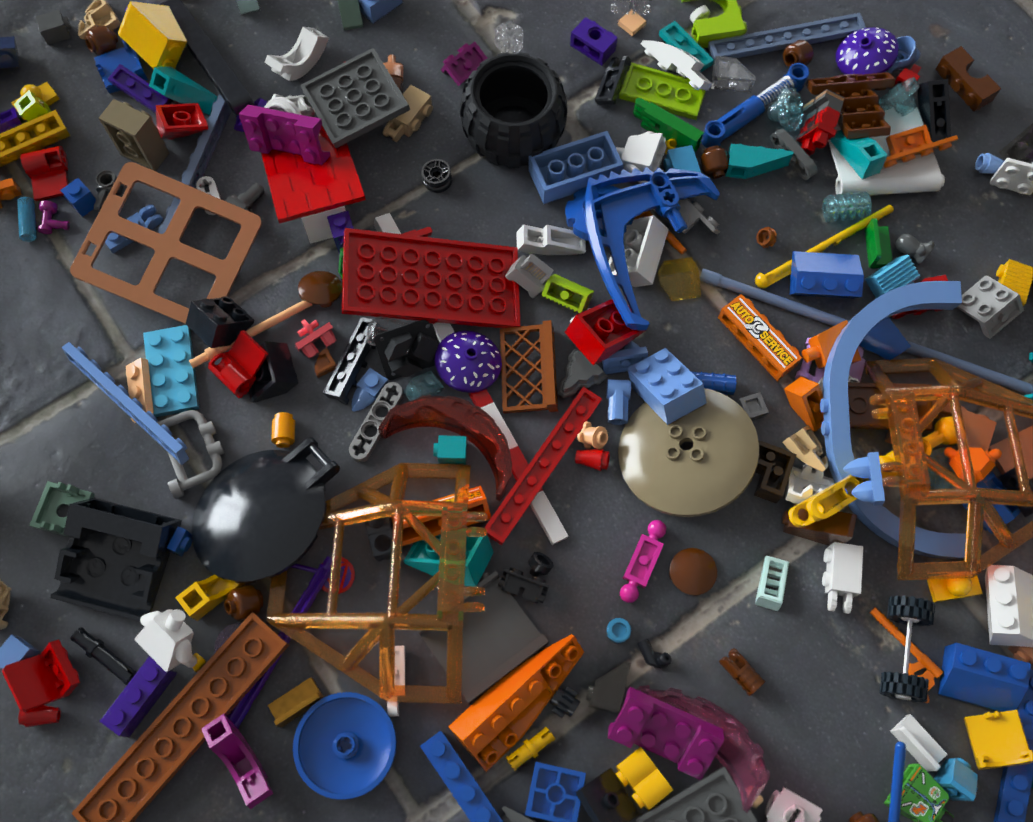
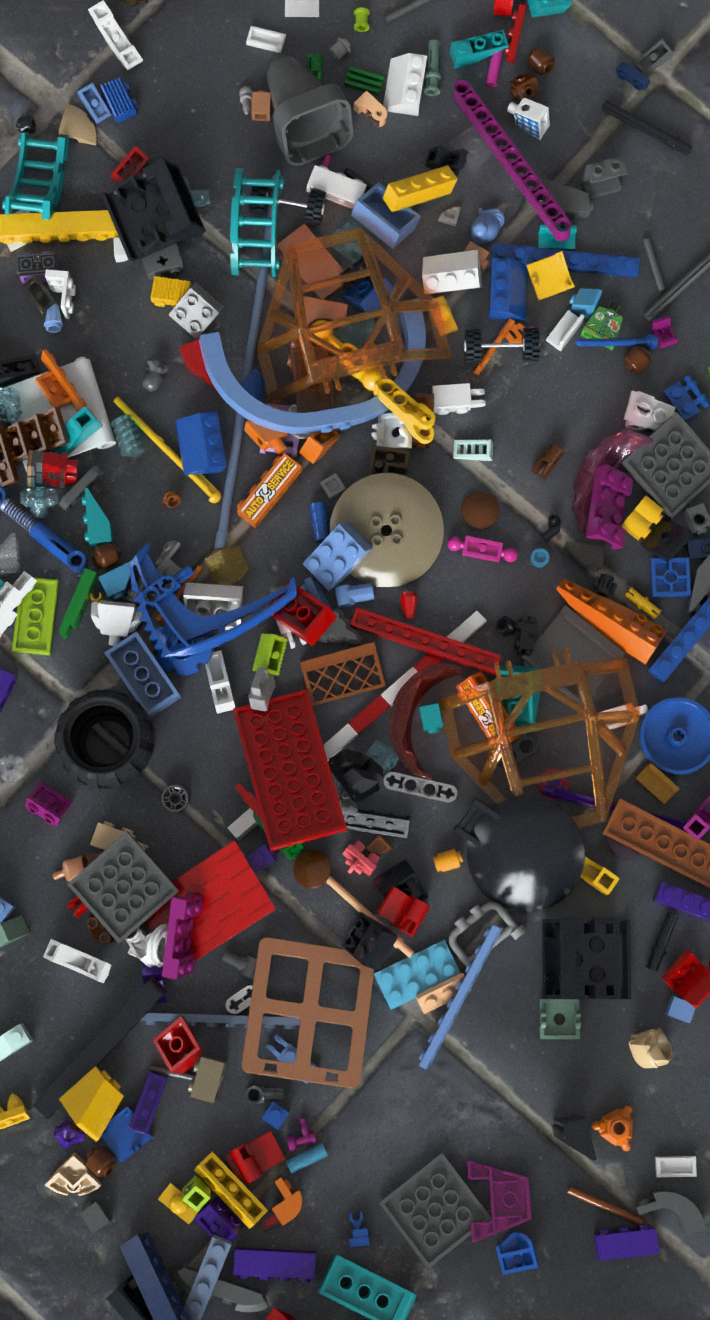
camera: 105 degrees left, 10 degrees up
(168, 640) = (639, 890): white torso -> none
(180, 541) = (560, 912): blue plate -> none
(181, 88) = (140, 1060): teal slope -> none
(243, 602) = (596, 845): reddish brown head -> none
(368, 389) = (393, 803): medium blue plate -> none
(468, 372) = (355, 734): dark purple dish -> none
(593, 436) = (391, 607): light nougat brick -> none
(612, 81) = (38, 662): black hinge -> none
(807, 448) = (360, 439): tan brick -> none
(867, 467) = (383, 387): medium blue tile -> none
(878, 244) = (157, 405): green panel -> none
(893, 275) = (189, 389): medium azure brick -> none
(982, 461) = (346, 307): orange rock -> none

